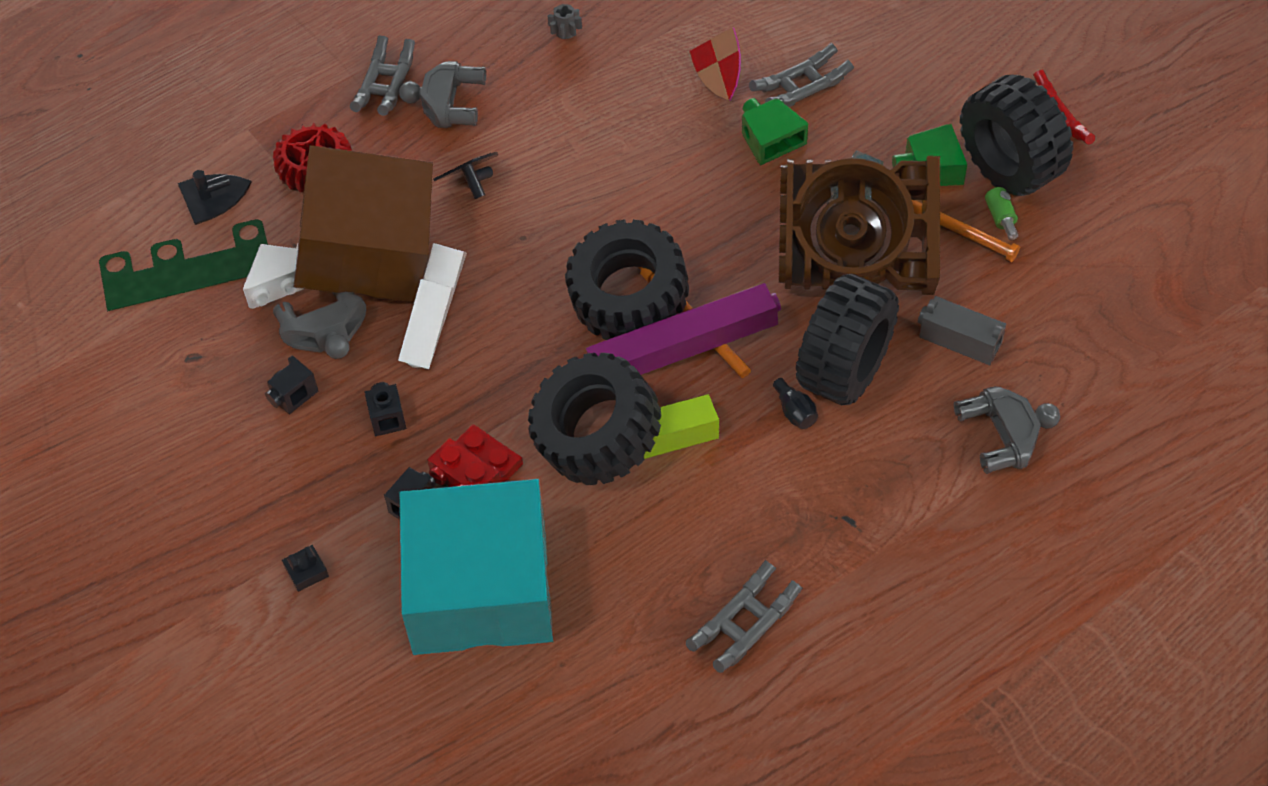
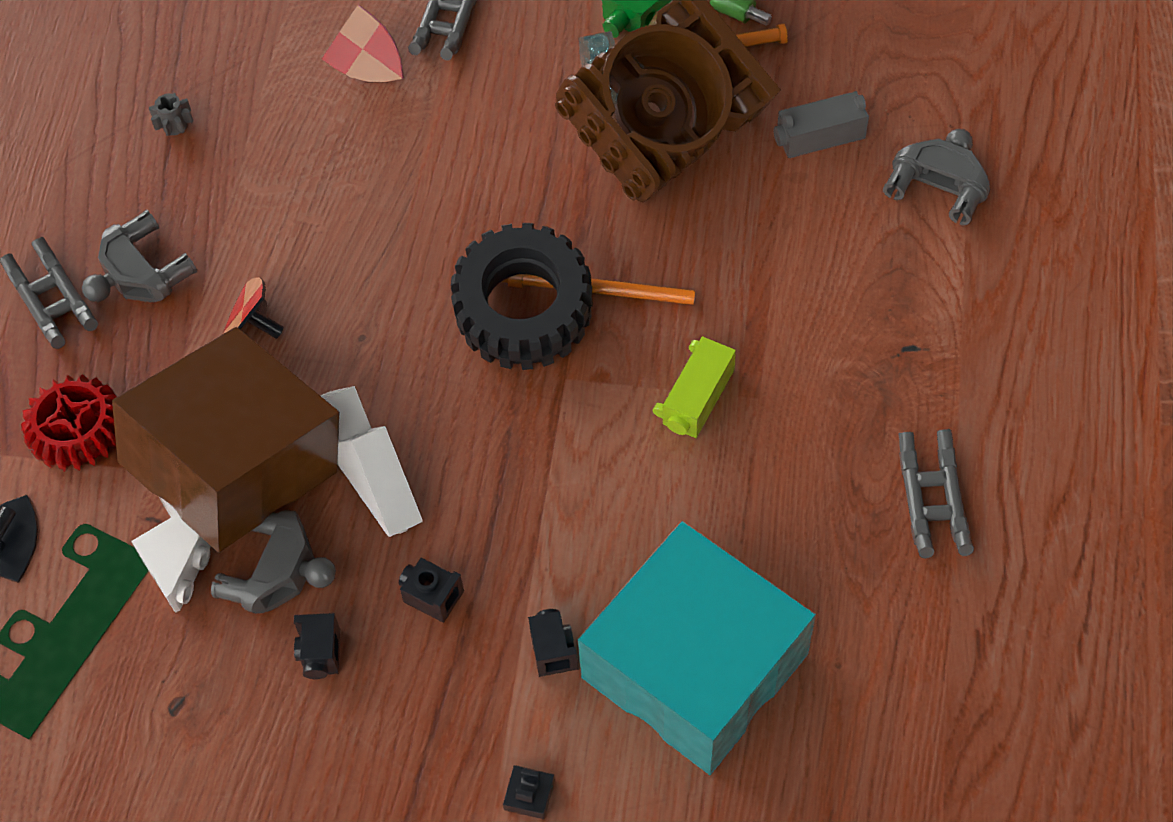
camera: 45 degrees left, 5 degrees up
(473, 460) = (568, 568): red plate -> none
(615, 445) = (615, 394): black tyre -> none
(695, 330) = (617, 308): magenta brick -> none
(772, 129) = (473, 75): green torso -> none
(796, 405) = (769, 289): black piece -> none
(847, 339) = (774, 195): black tyre -> none

